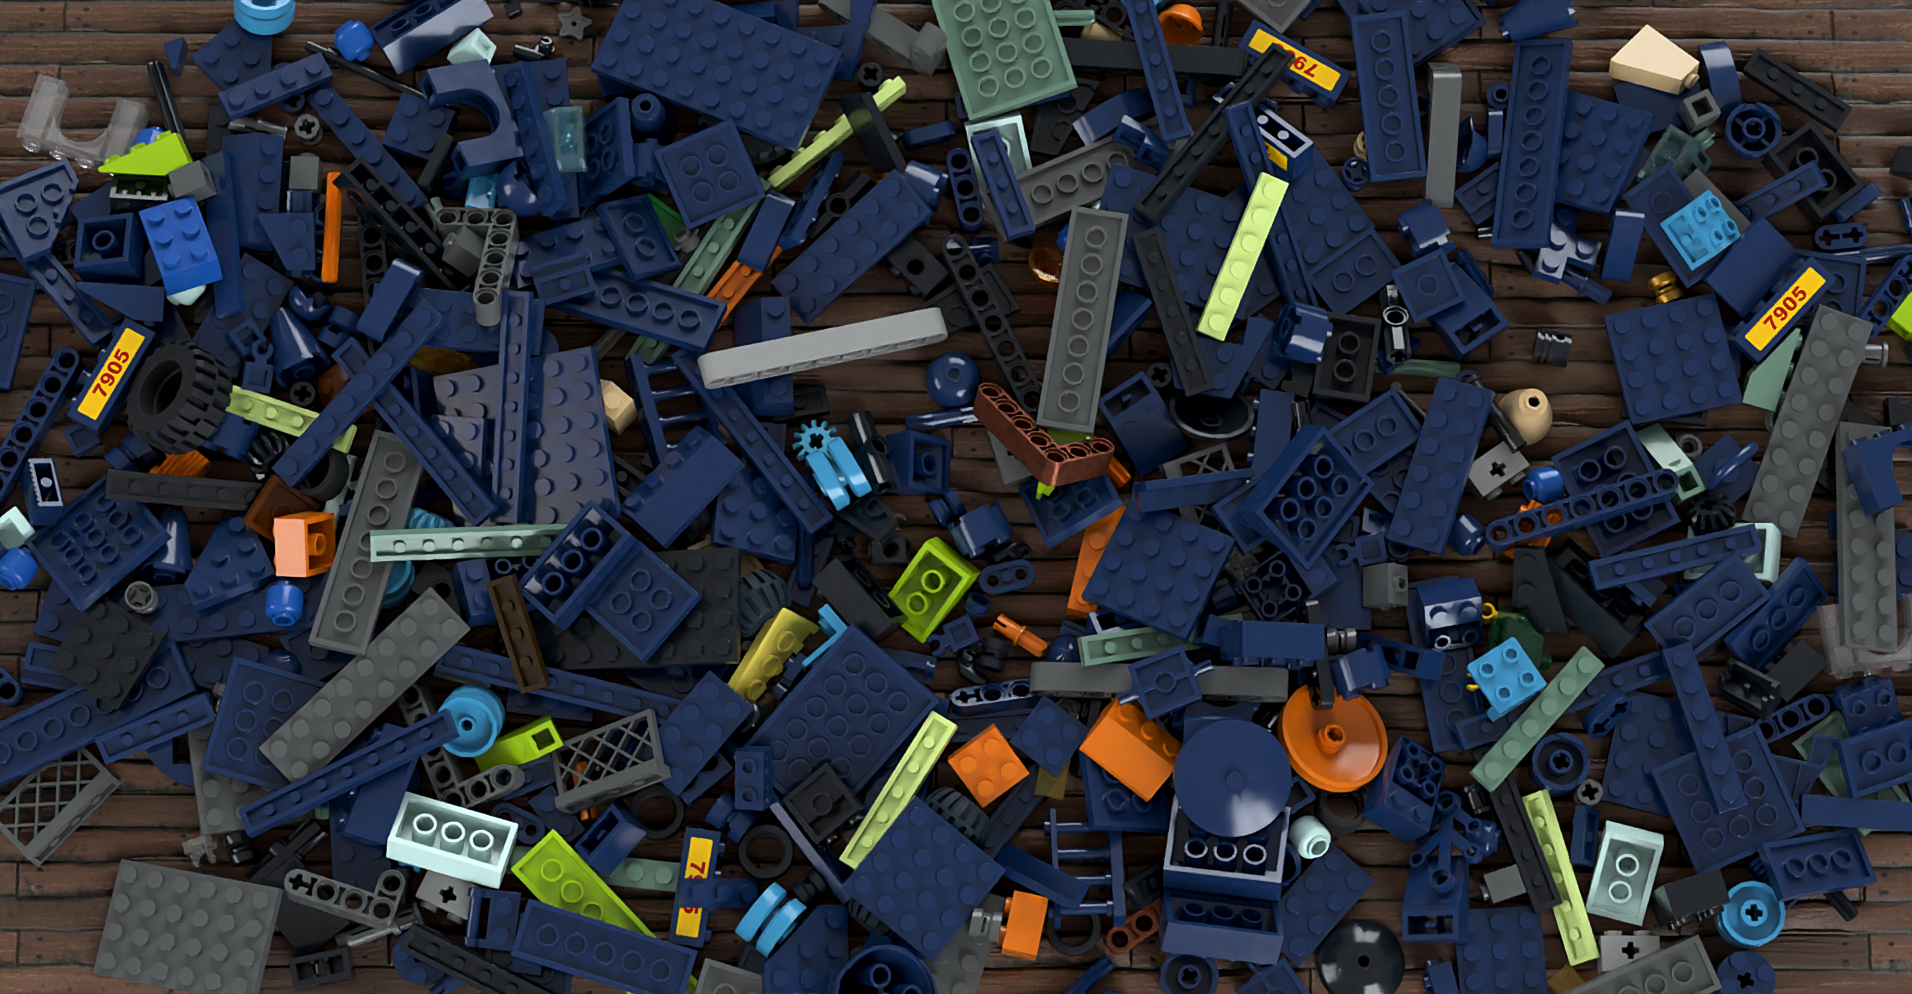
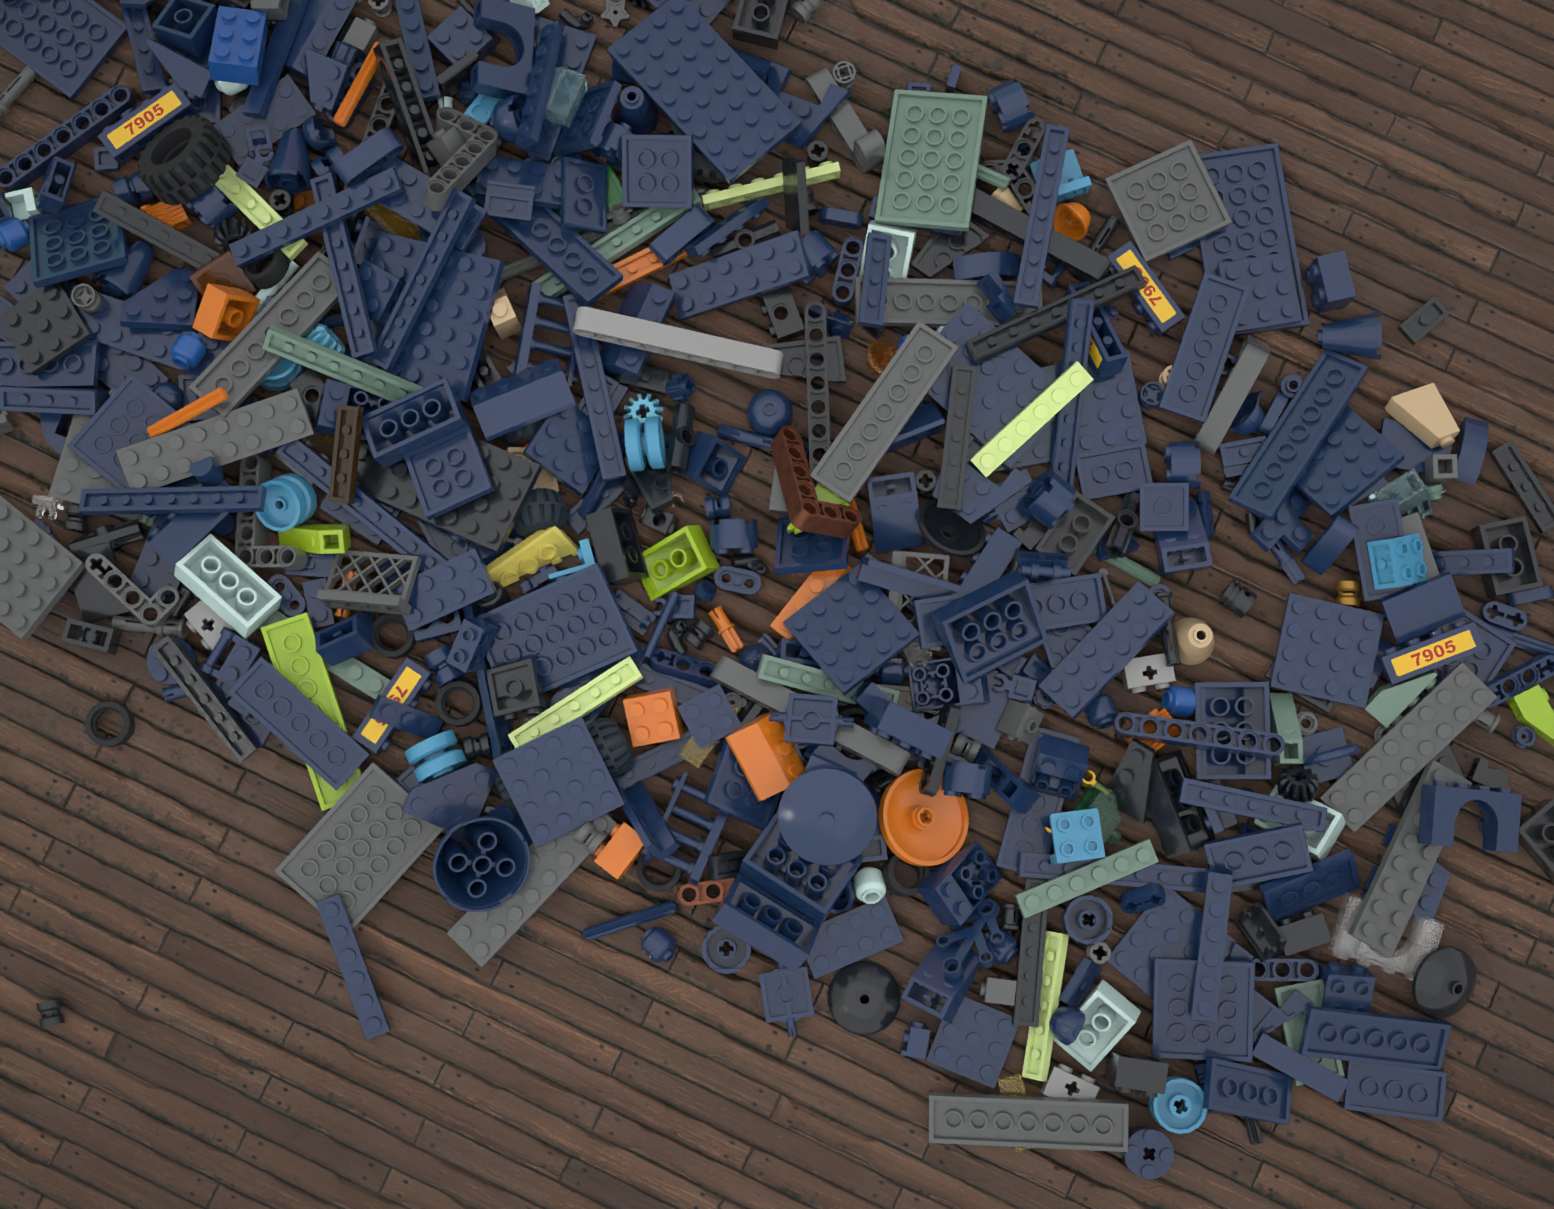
camera: 30 degrees right, 5 degrees up
(321, 669) = (187, 412): none -> orange axle
(373, 724) = (207, 472): none -> dark blue brick
(844, 397) = (680, 387): none -> dark blue gear
(947, 663) = (660, 625): none -> dark blue bar
(1331, 404) = (1043, 564): none -> dark blue plate
(1592, 883) = (1067, 1024): none -> dark blue piece
(1752, 131) = (1475, 503): dark blue cylinder -> none

